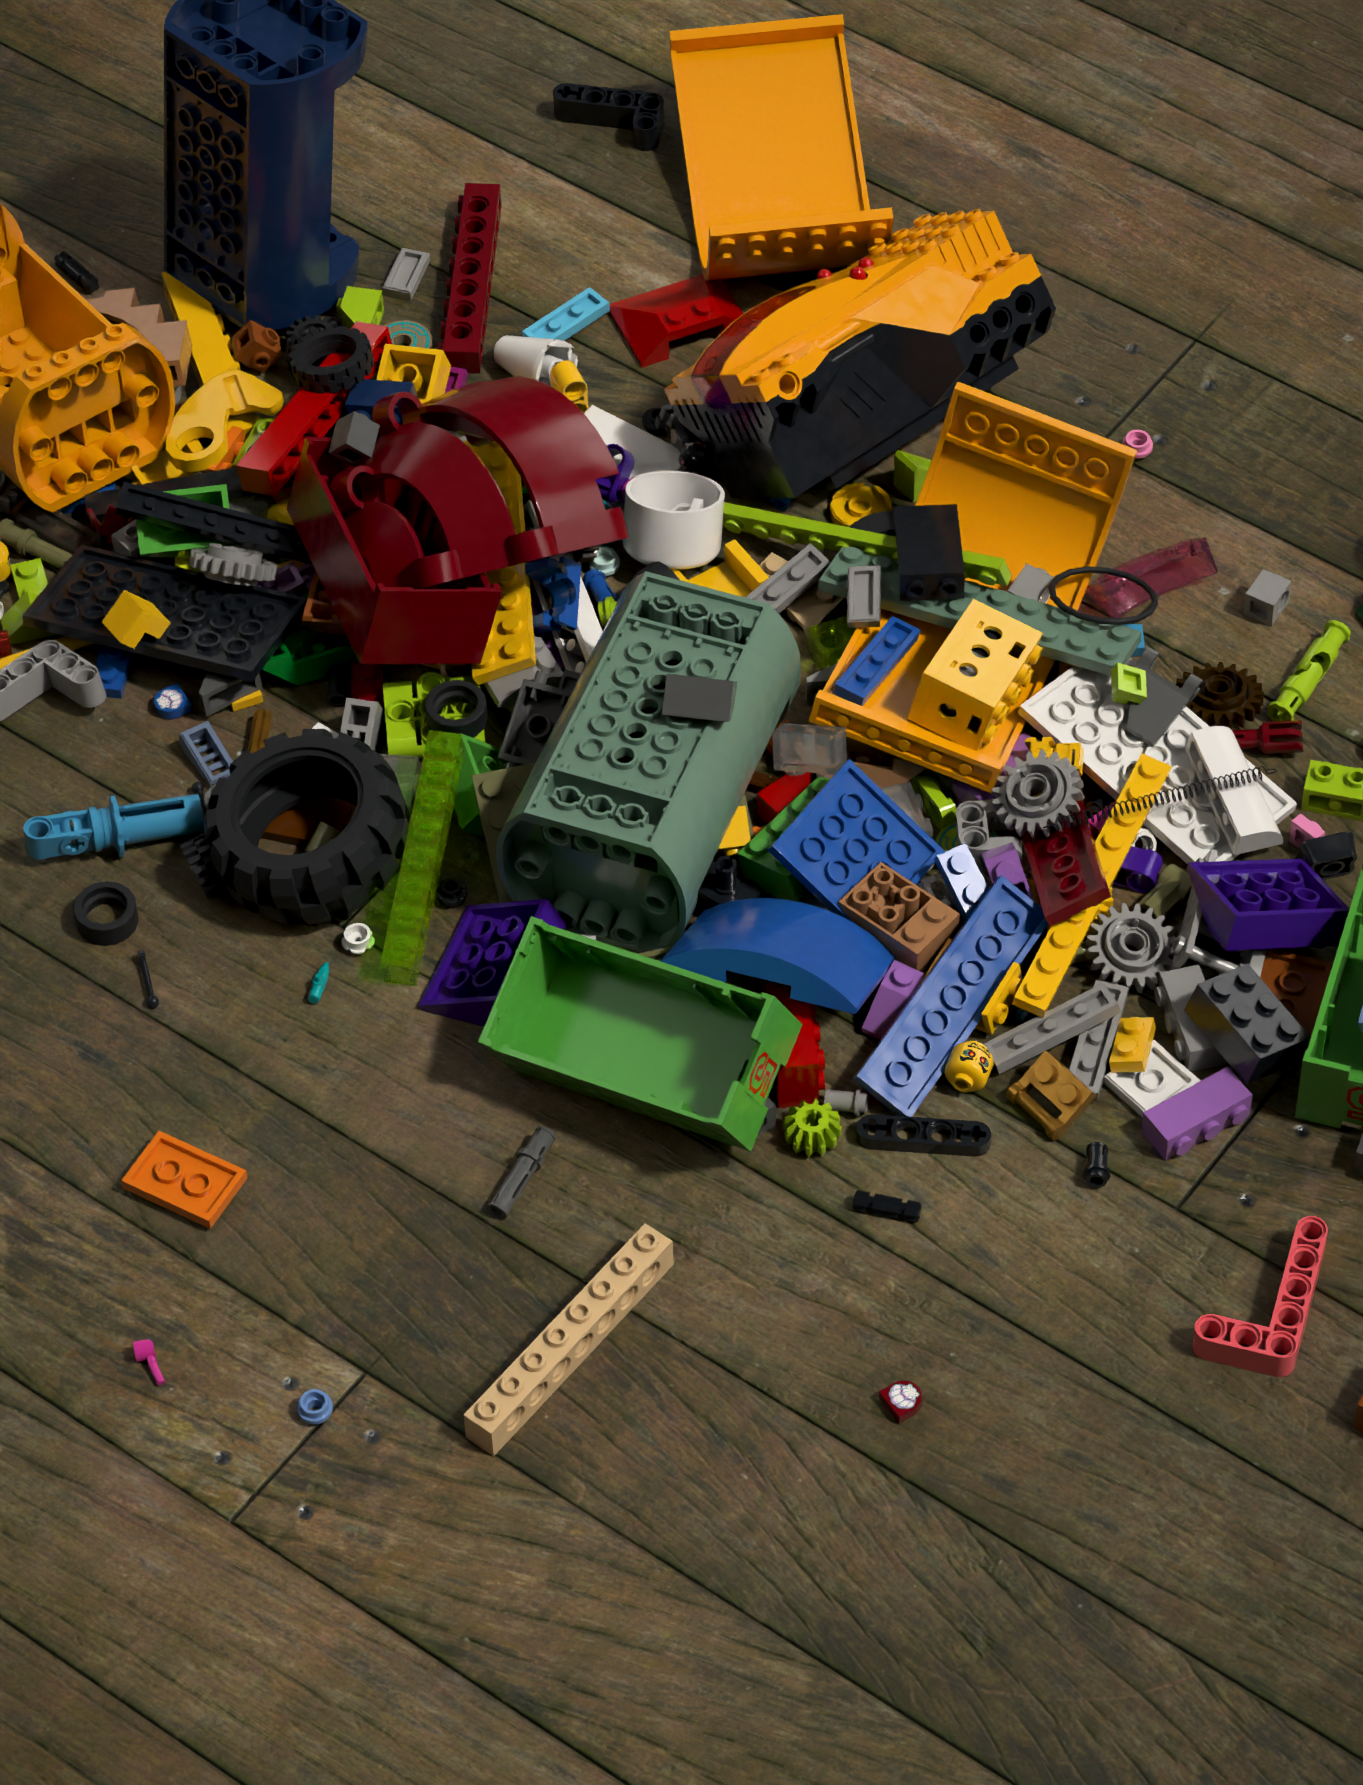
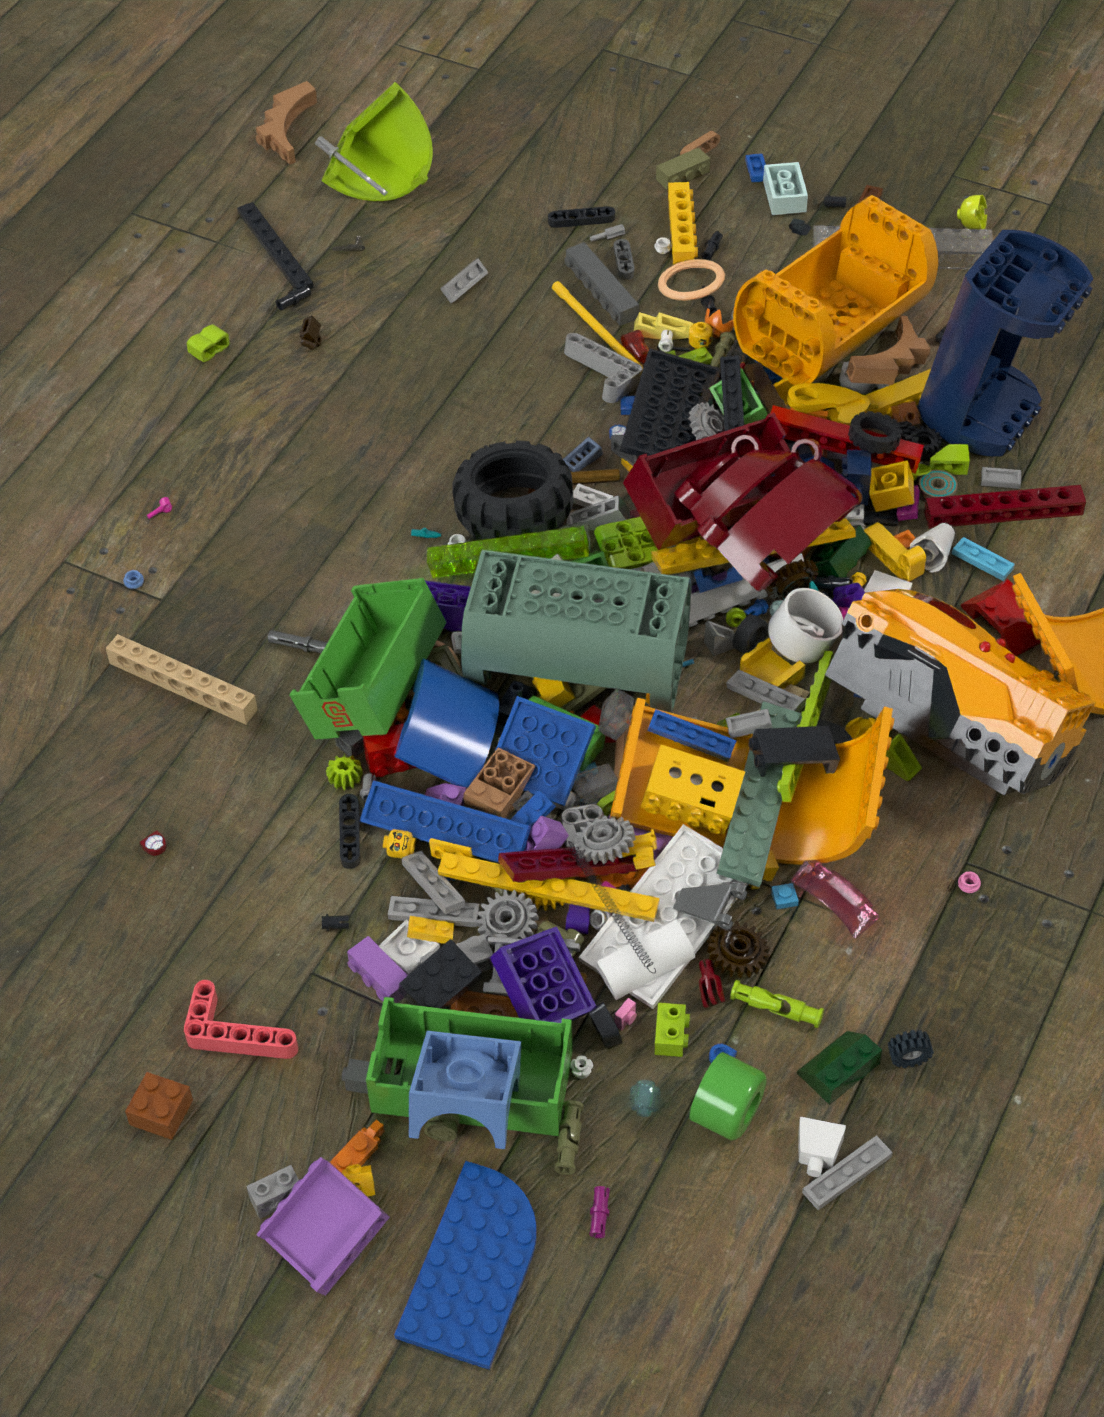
camera: 80 degrees right, 0 degrees up
(111, 932) = (456, 444): black tyre -> none
(112, 826) = (511, 418): dark azure piece -> none
(133, 618) = (647, 387): yellow piece -> none
(152, 1001) = (431, 456): black hinge -> none
(184, 1179) = (277, 499): orange plate -> none
(354, 439) = (780, 434): dark grey brick -> none
(453, 692) = (622, 536): black tyre -> none
(699, 697) = (582, 613): dark grey brick -> none
(887, 1206) = (294, 819): black axle -> none
(1032, 584) = (796, 824): light grey brick -> none
(1059, 1087) = (383, 890): pearl gold plate -> none
(1100, 620) = (773, 880): black piece -> none
(1128, 684) = (710, 878): lime tile -> none
(1267, 597) = (840, 972): light grey brick -> none

